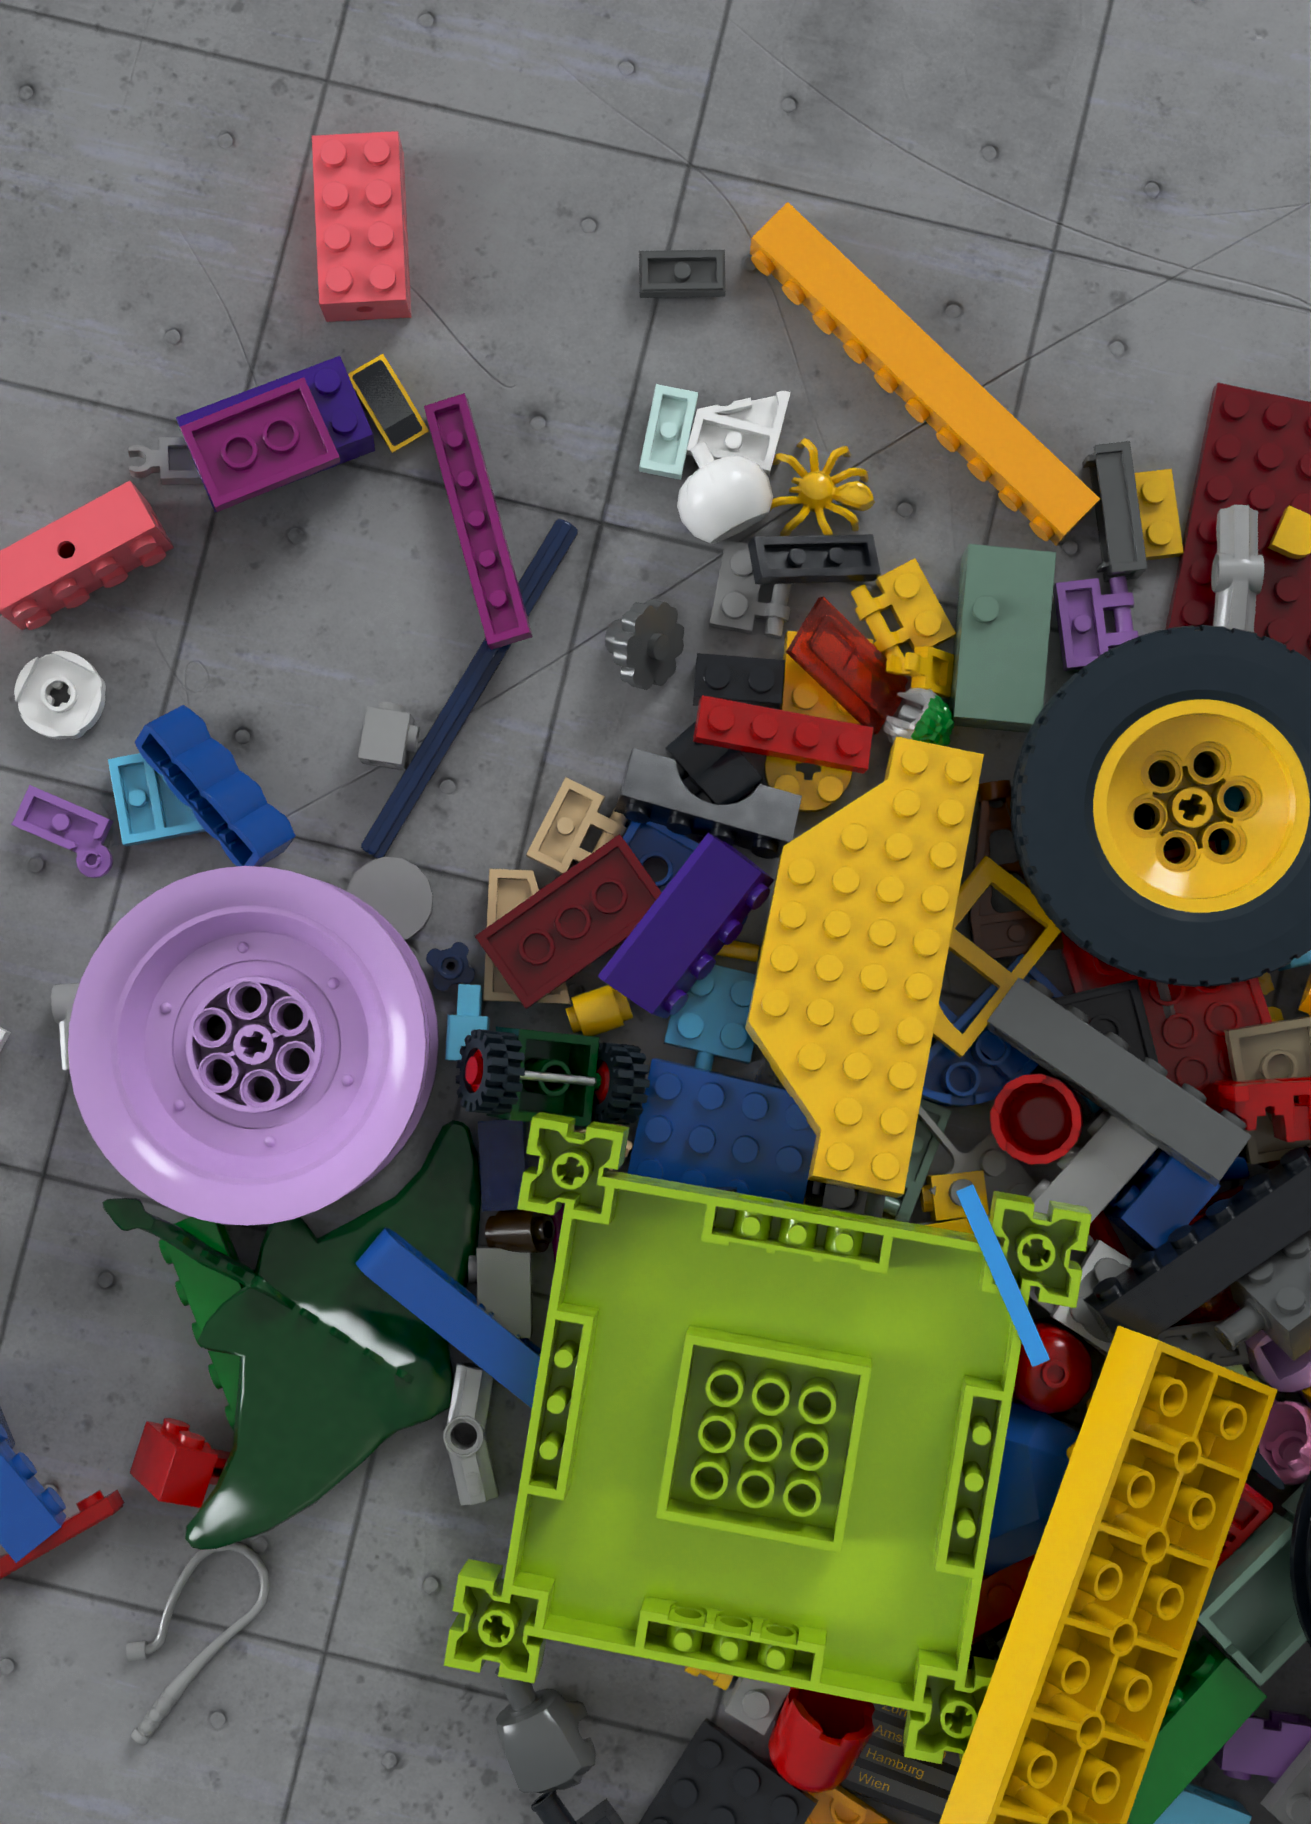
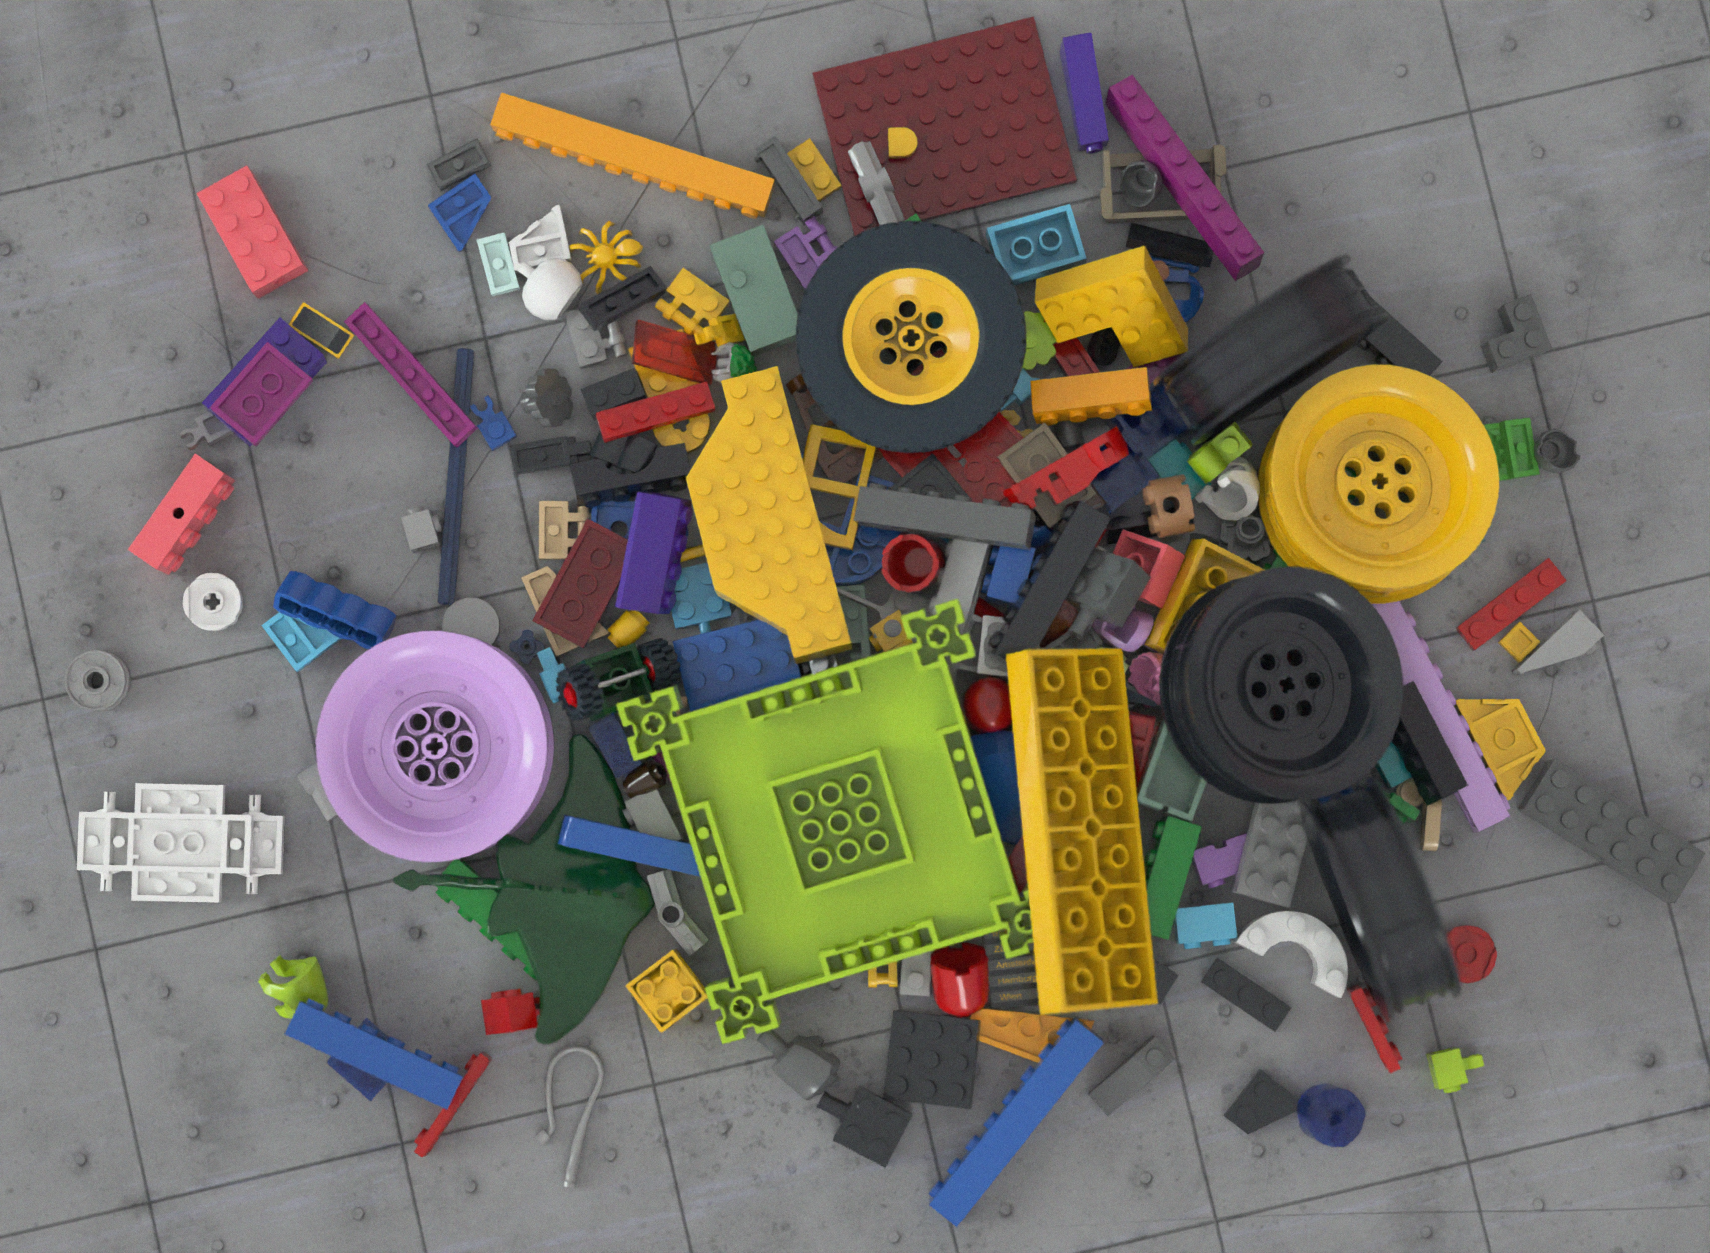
camera: 20 degrees left, 0 degrees up
(68, 827) = (257, 677): medium lavender hinge -> none
(406, 1542) = (667, 990): none -> yellow brick
(555, 648) = (494, 427): none -> blue plate
(608, 719) = (547, 454): none -> black hinge
(655, 335) = (461, 210): none -> blue wing
(1002, 1275) = (925, 658): dark azure sticker -> none

